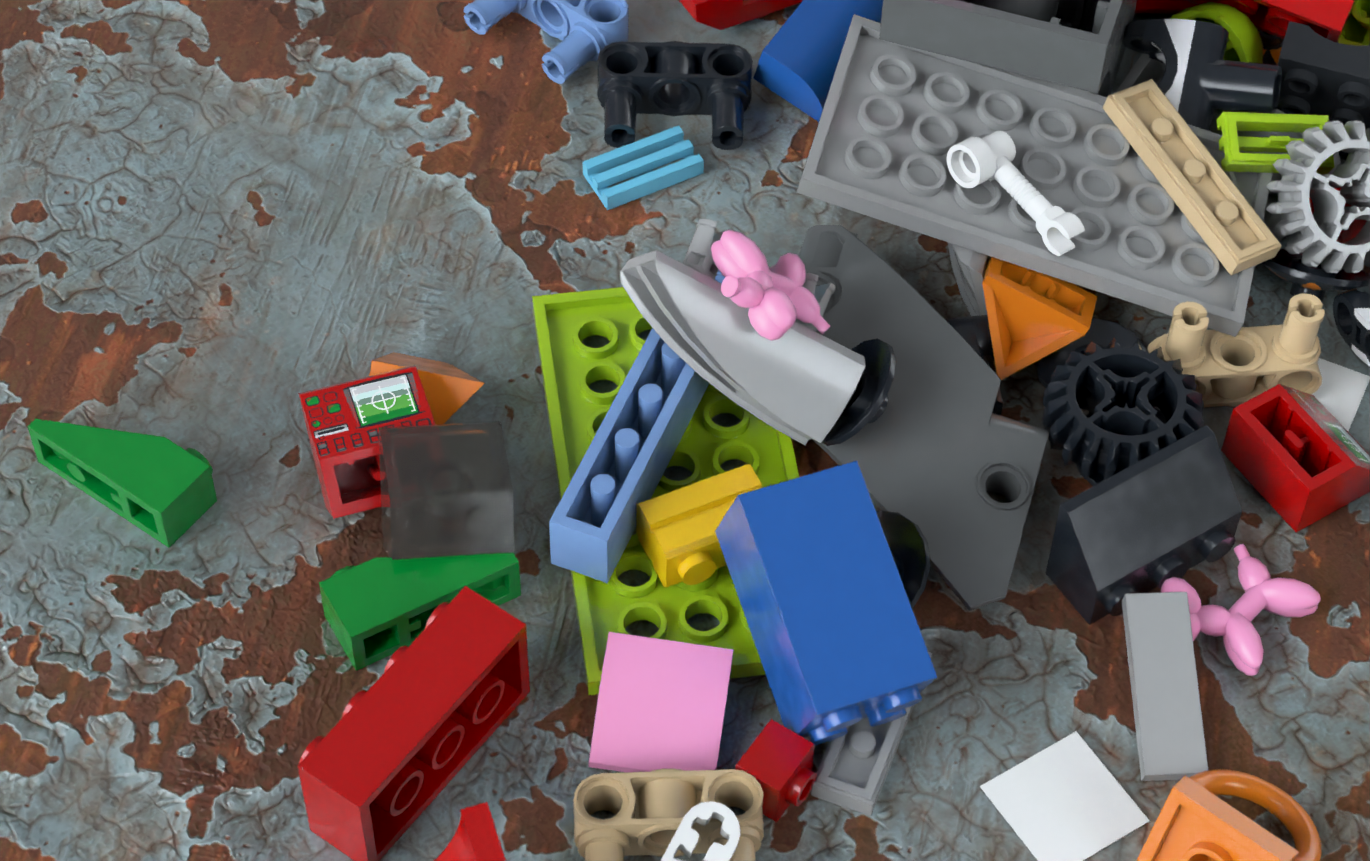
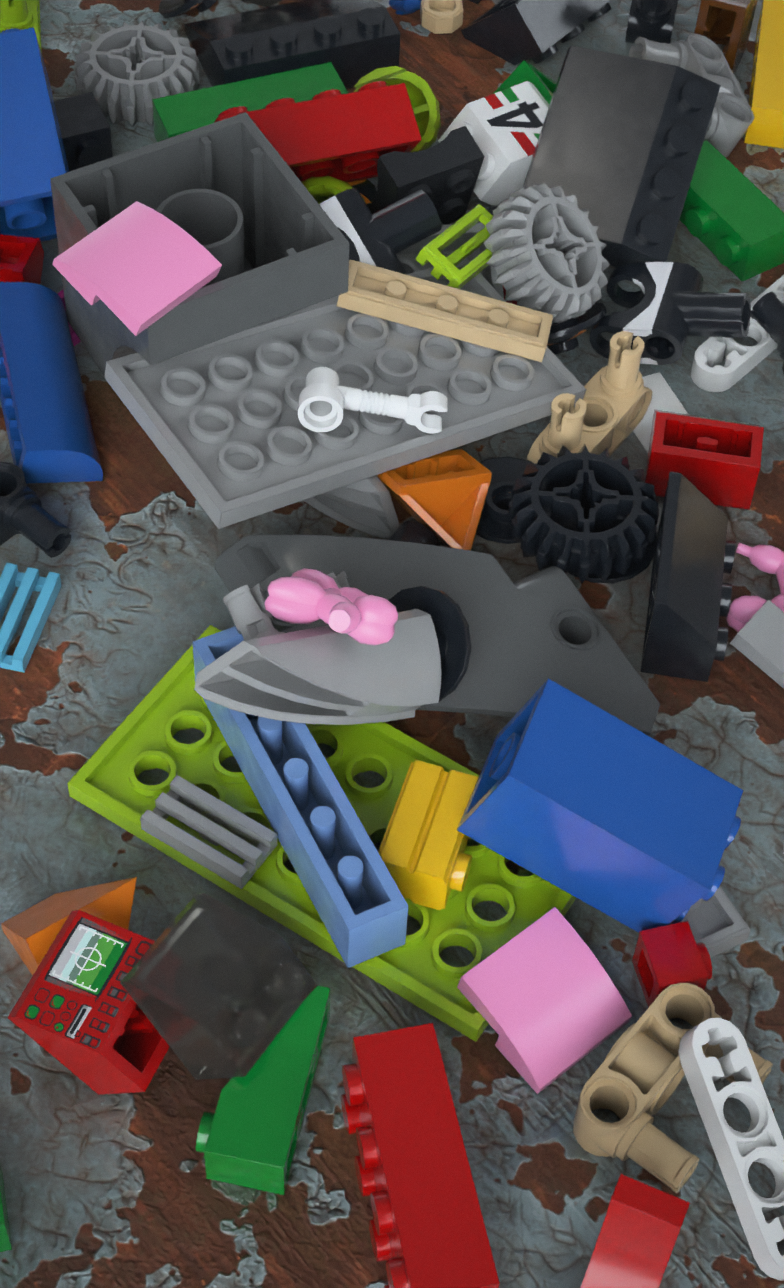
camera: 50 degrees left, 0 degrees up
(570, 365) = (217, 811): none -> light grey tile

